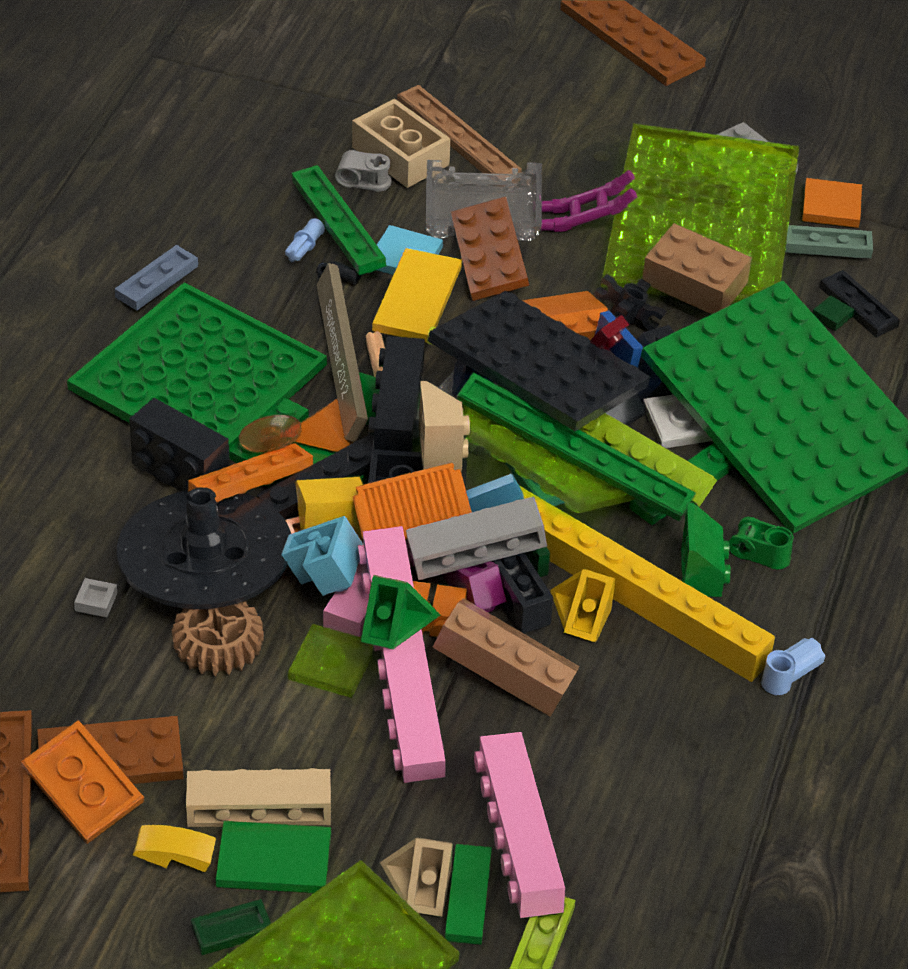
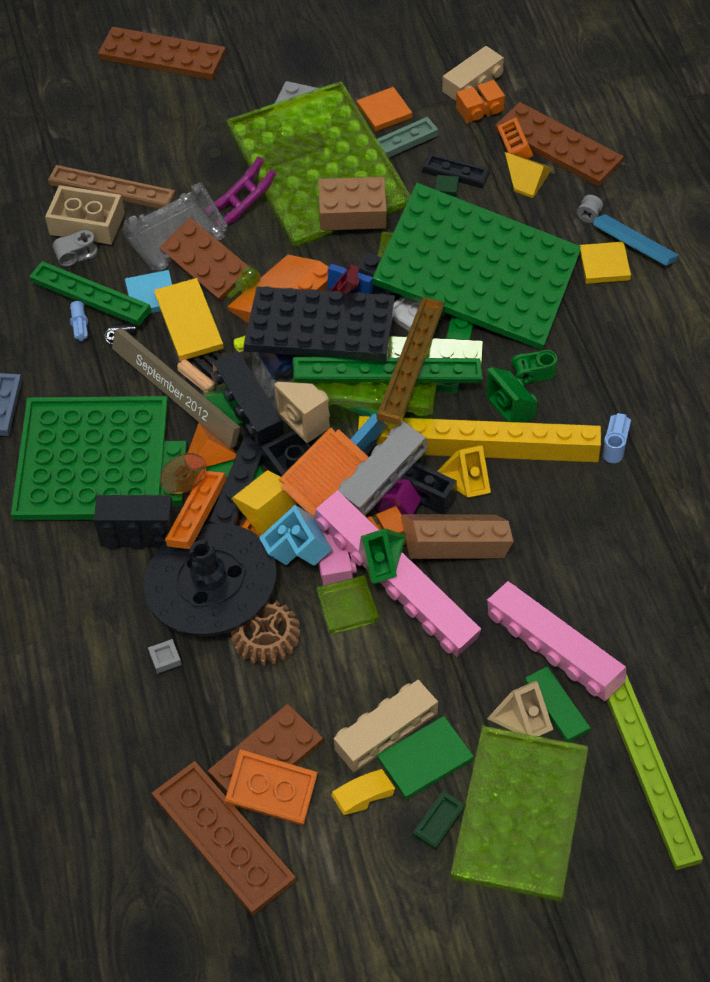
camera: 30 degrees left, 10 degrees up
(518, 285) = (249, 278): none -> clear neon green piece
(604, 448) = (410, 361): none -> pearl gold tile
(630, 301) = (325, 248): black pin -> none

